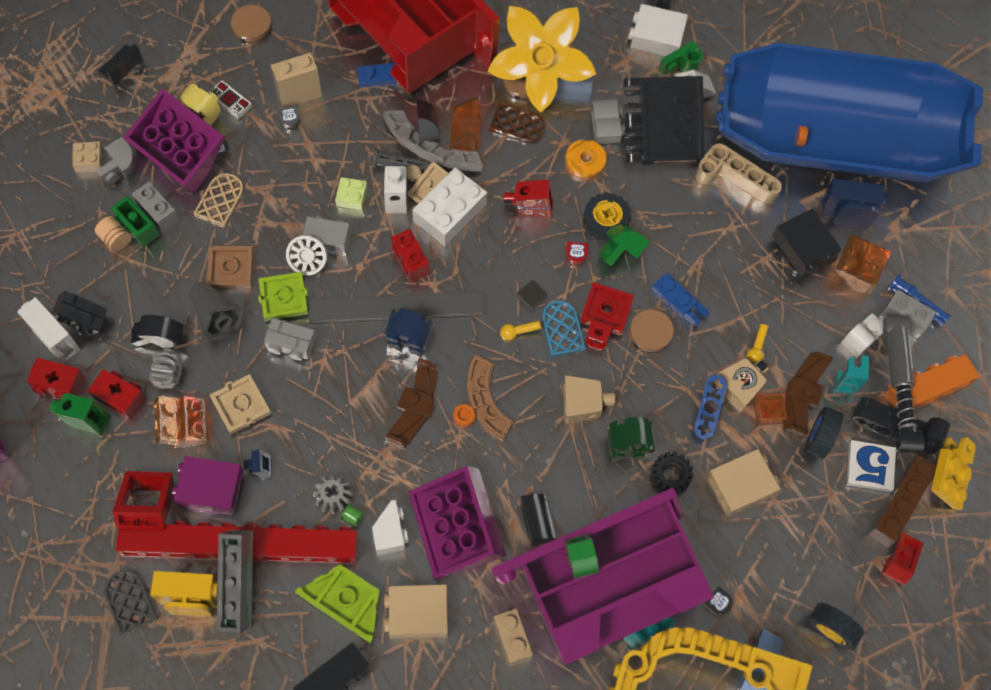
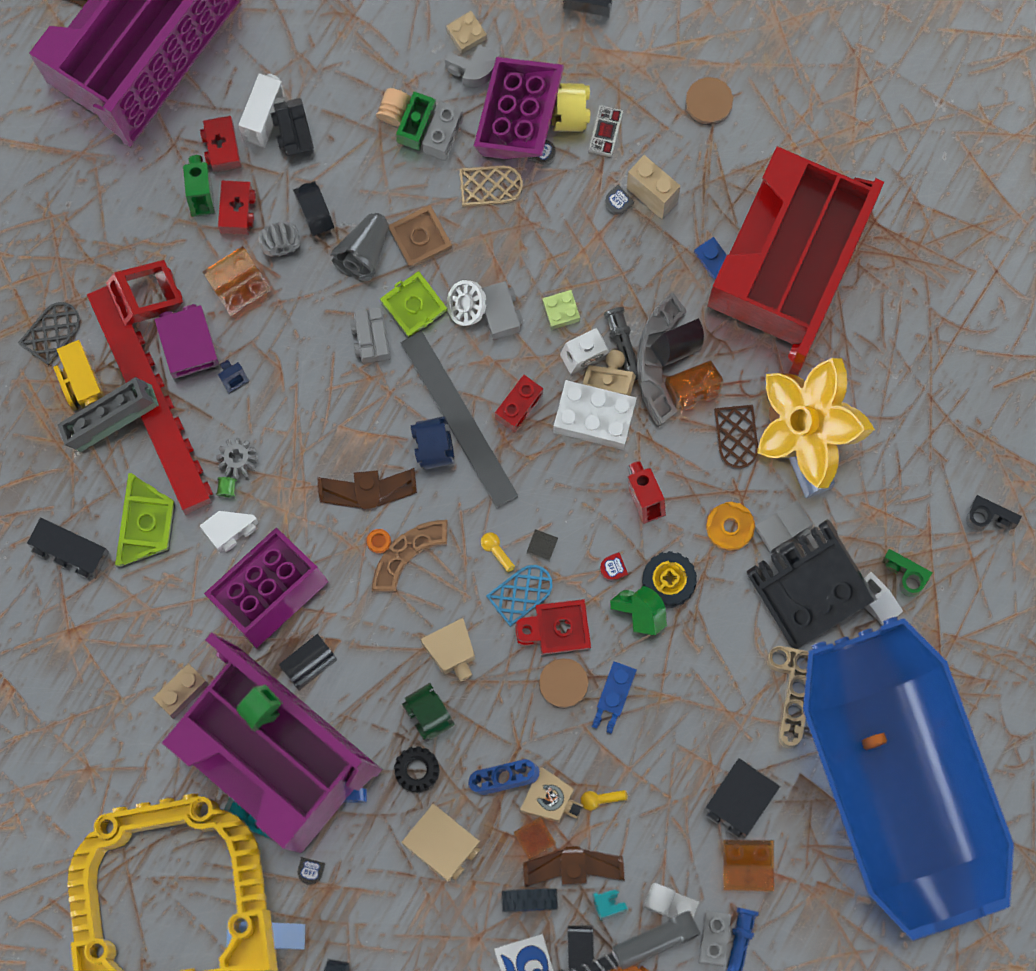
camera: 70 degrees right, 10 degrees up
(240, 404) = (282, 325): tan plate -> none
(416, 611) = (163, 592): tan brick -> none
(657, 30) = (931, 529): white brick -> none
(852, 203) = (814, 829): dark blue brick -> none

